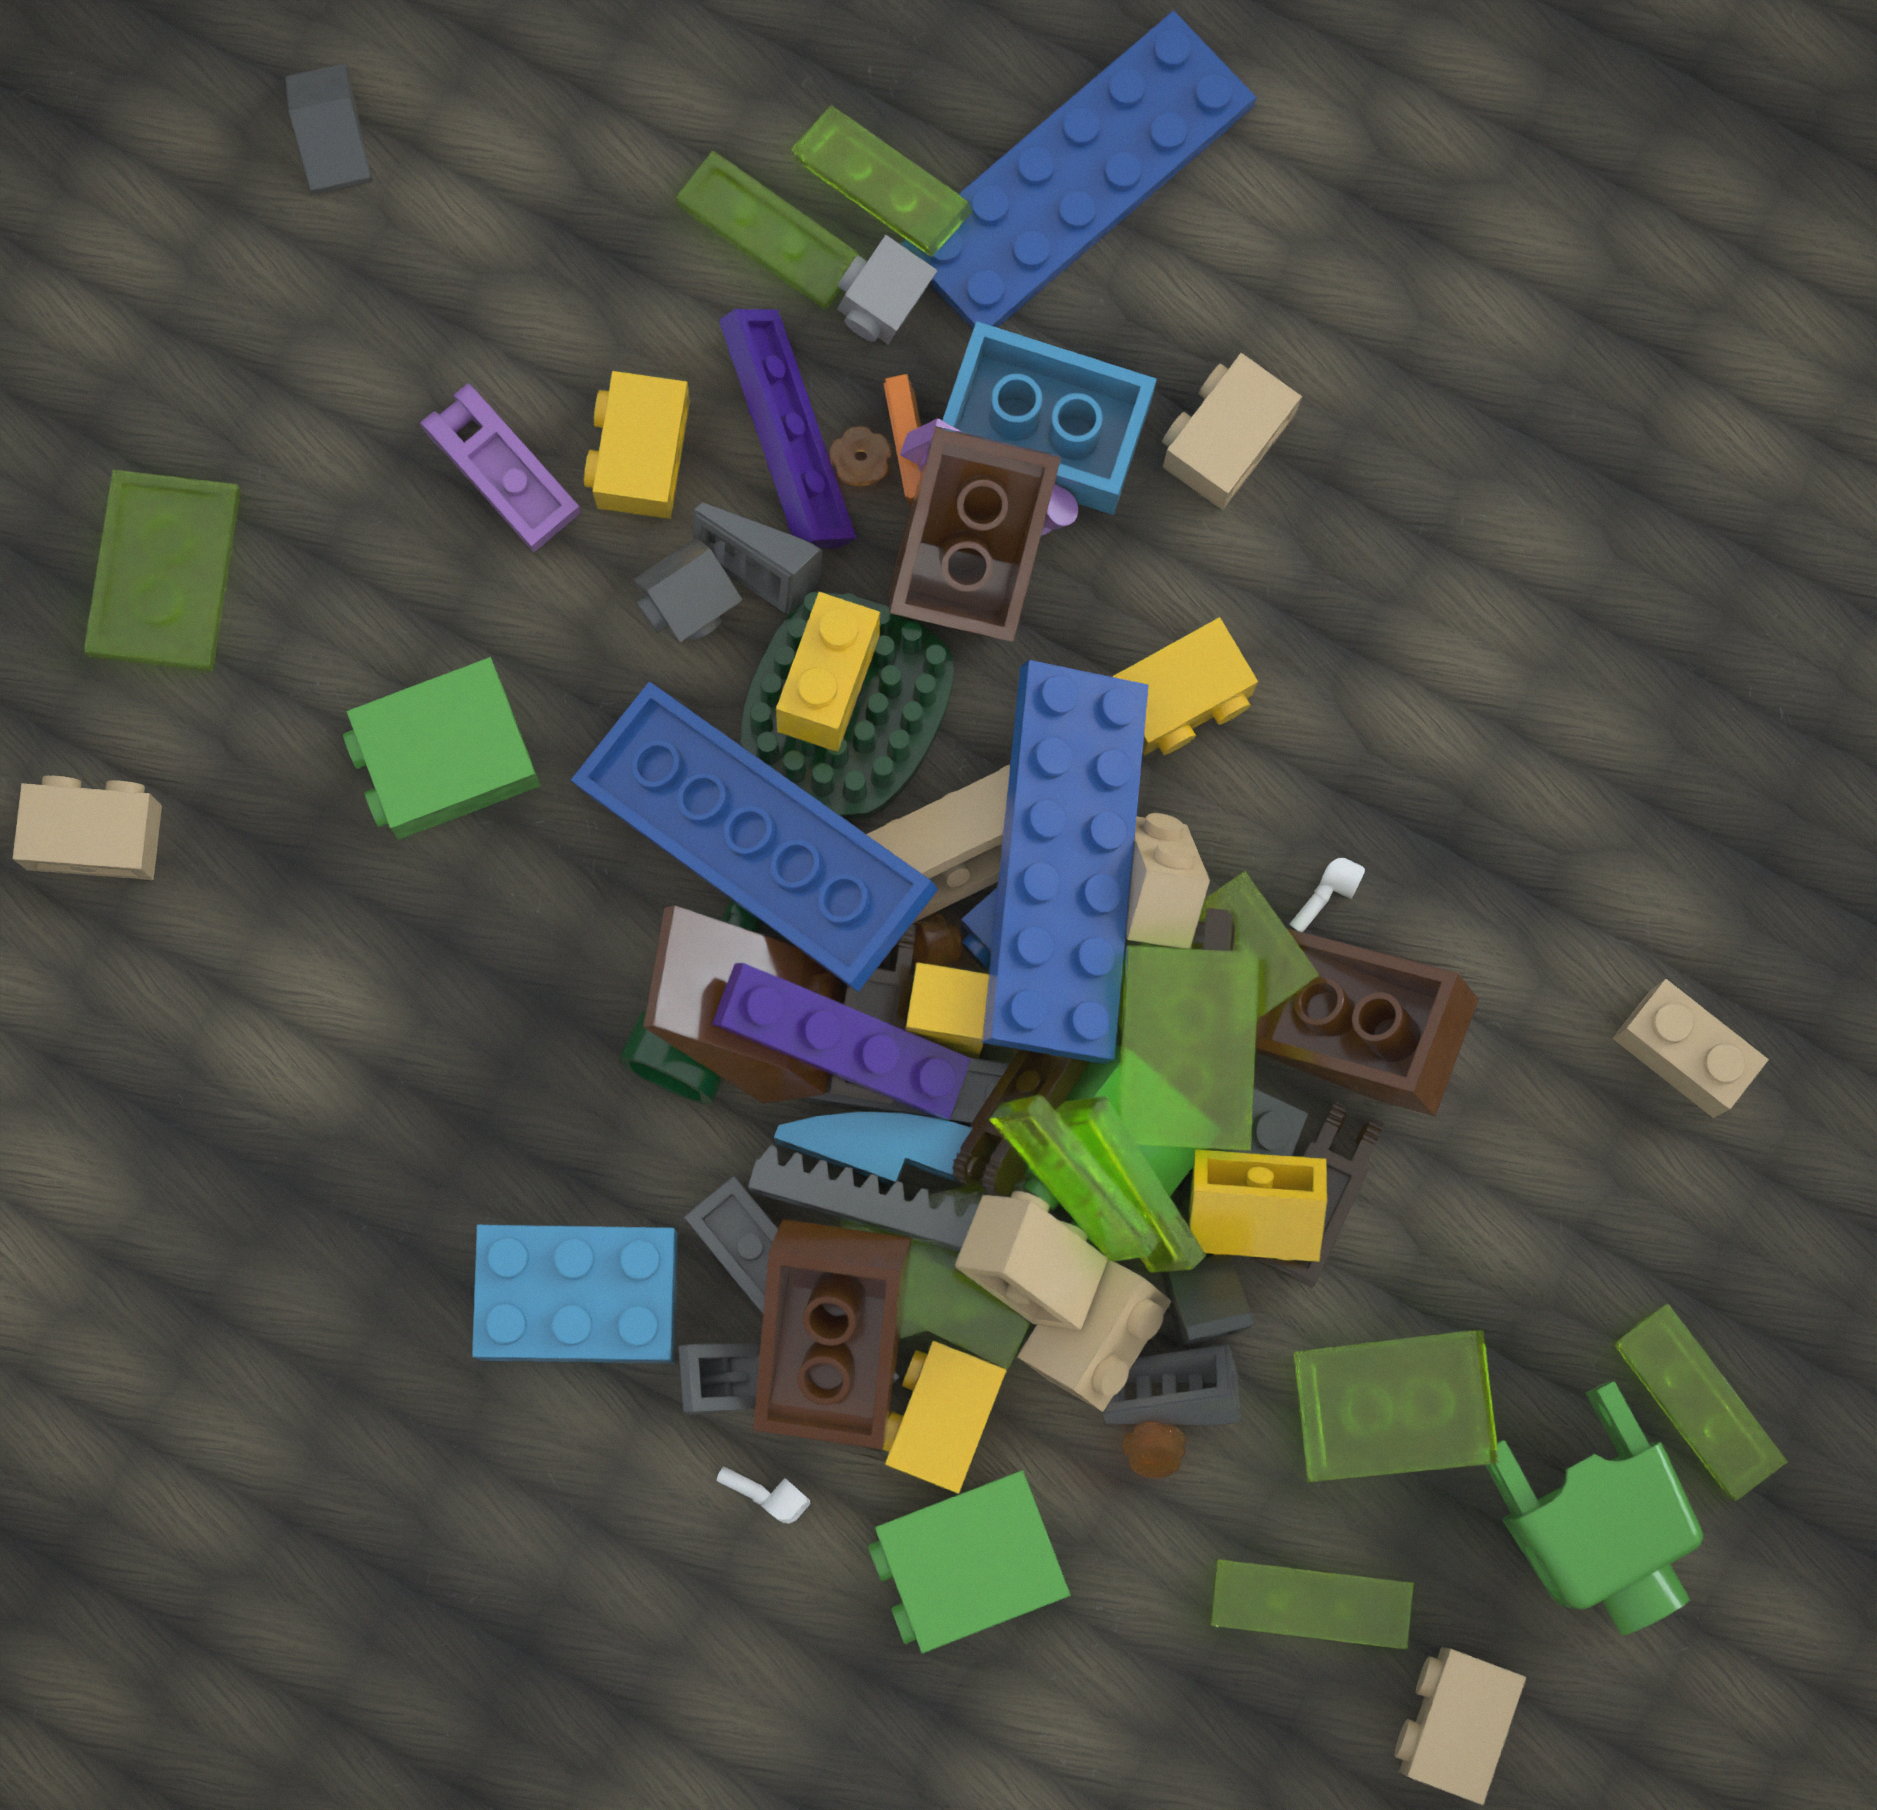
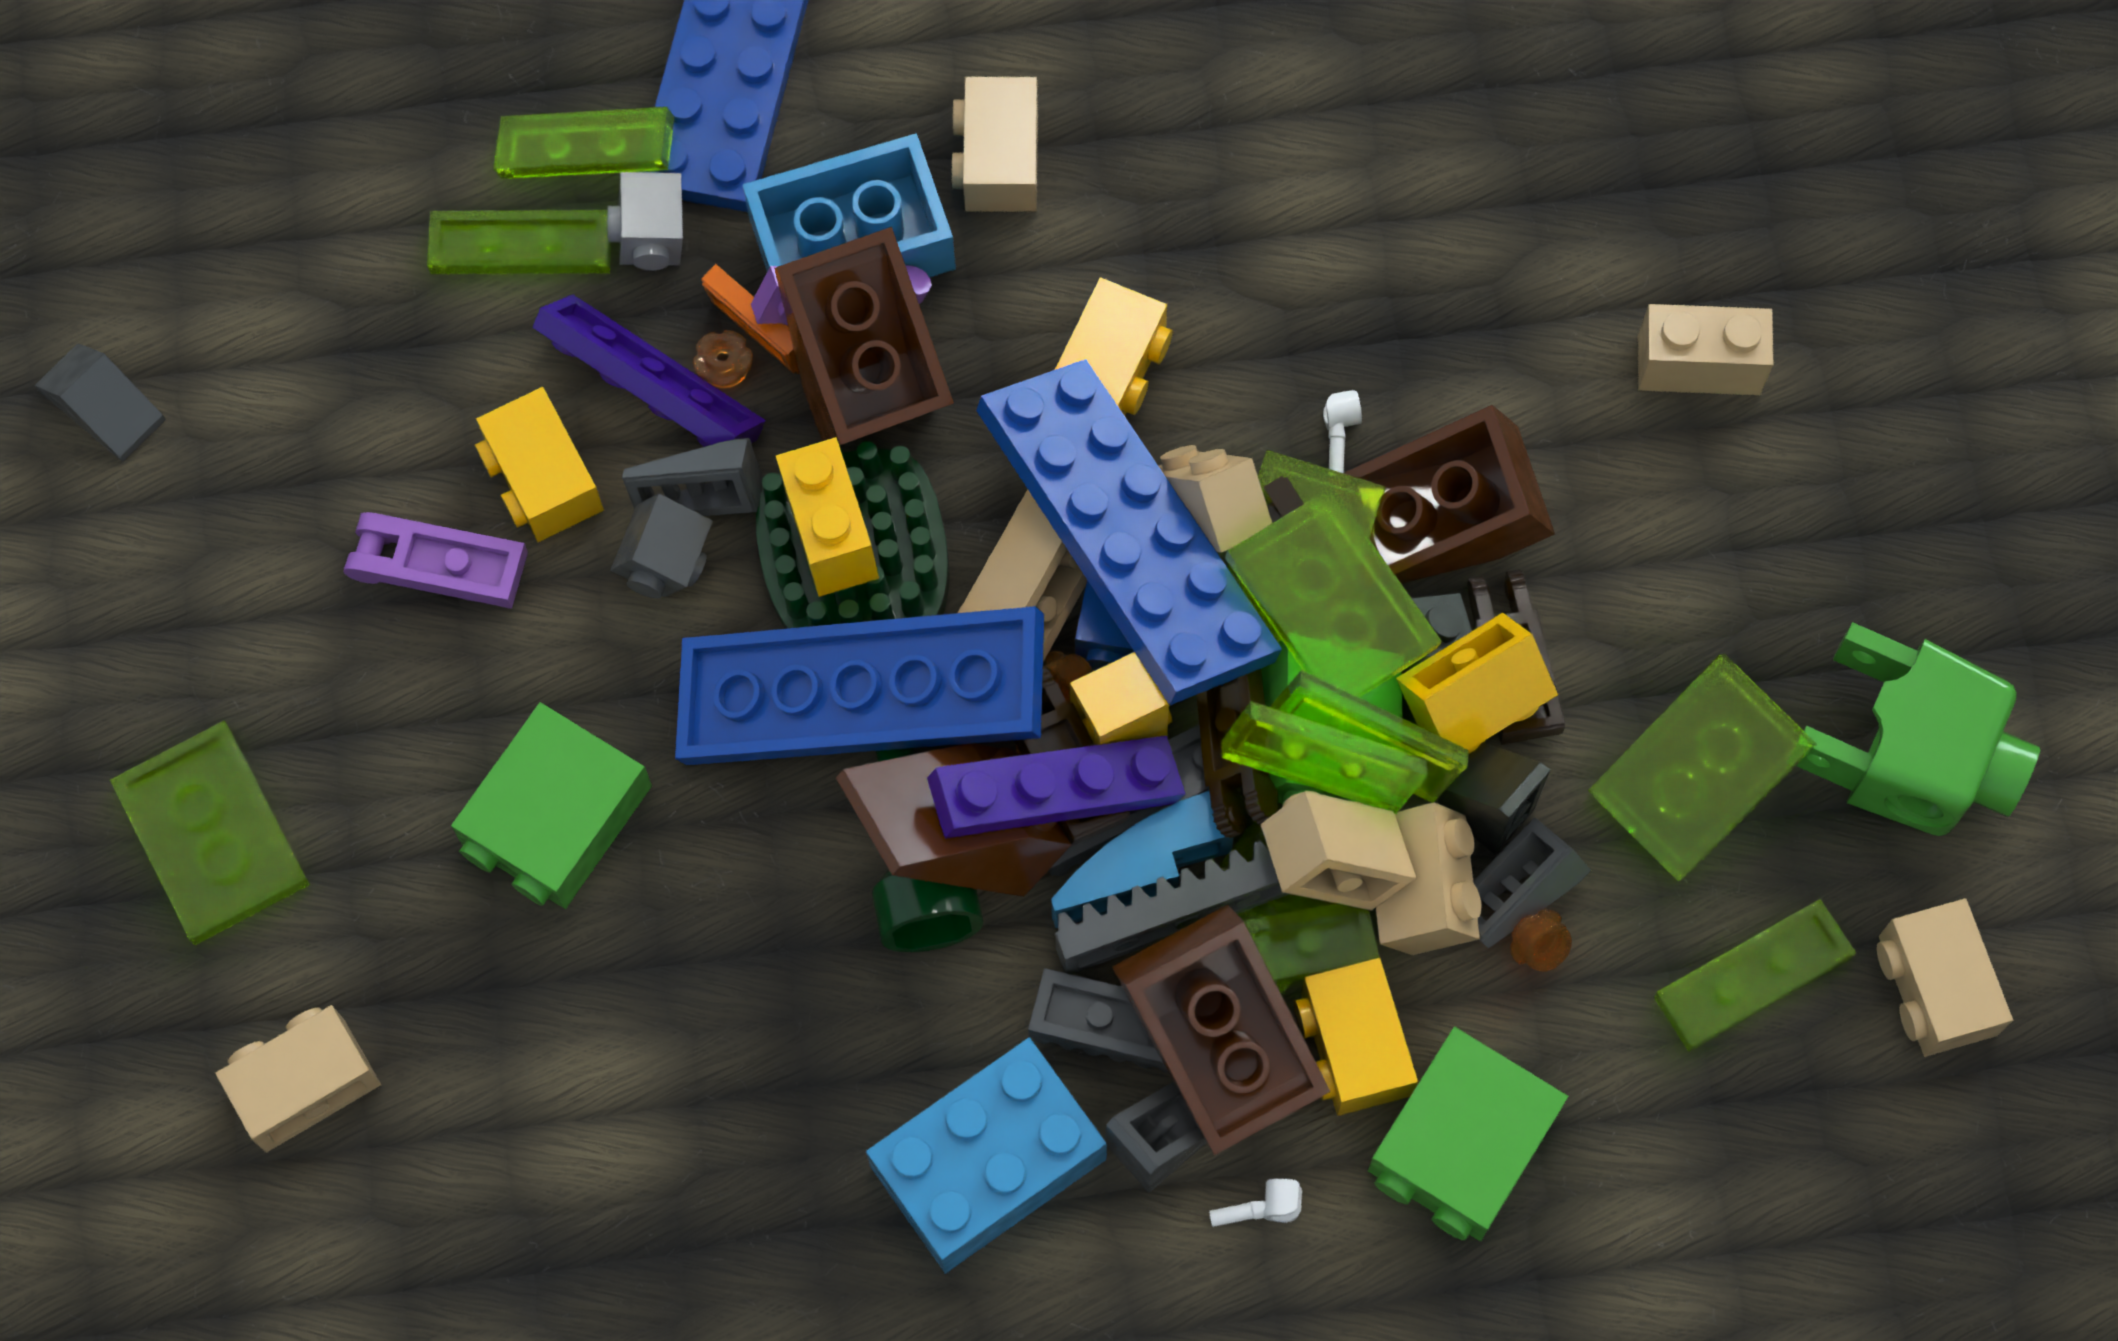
camera: 30 degrees left, 10 degrees down
(1700, 1402) = (1922, 607): clear neon green tile -> none

